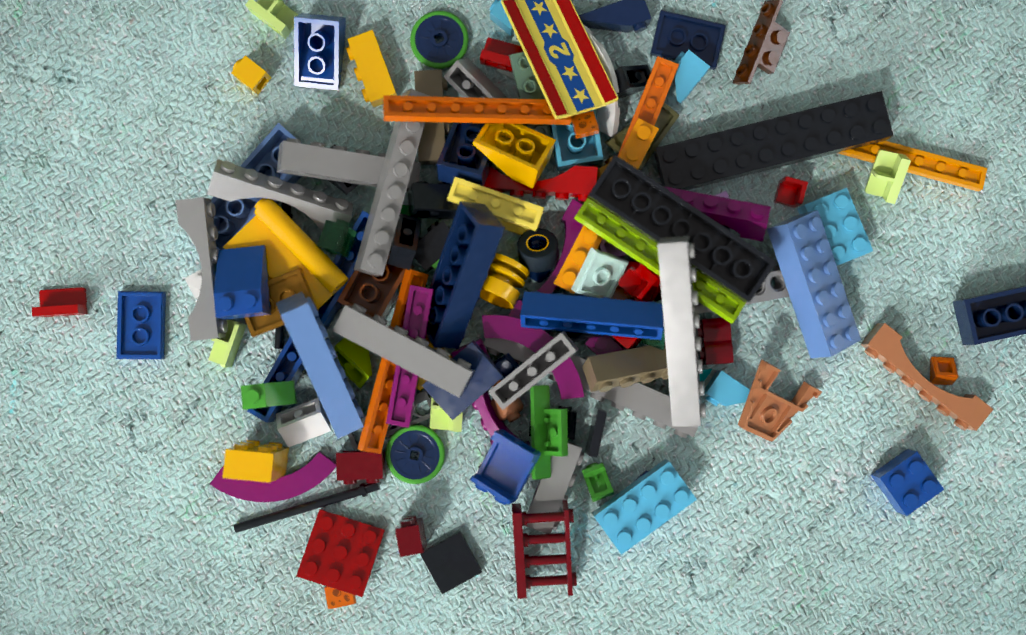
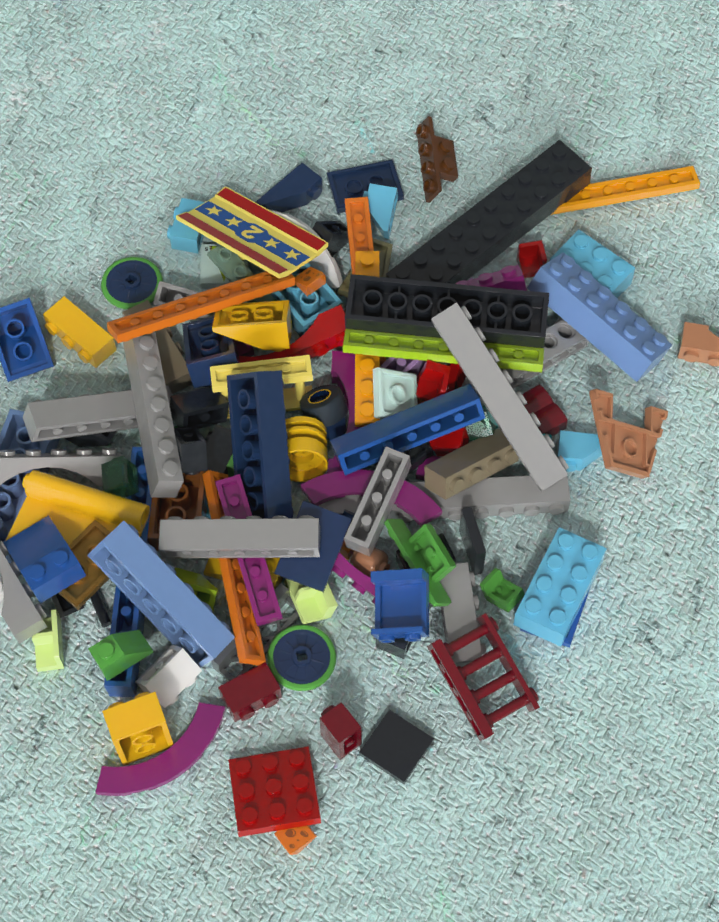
camera: 25 degrees left, 25 degrees down
(363, 490) = (265, 718): black bar -> none
(497, 54) = (198, 269): red panel -> none
(887, 175) = (609, 208): yellowish green panel -> none

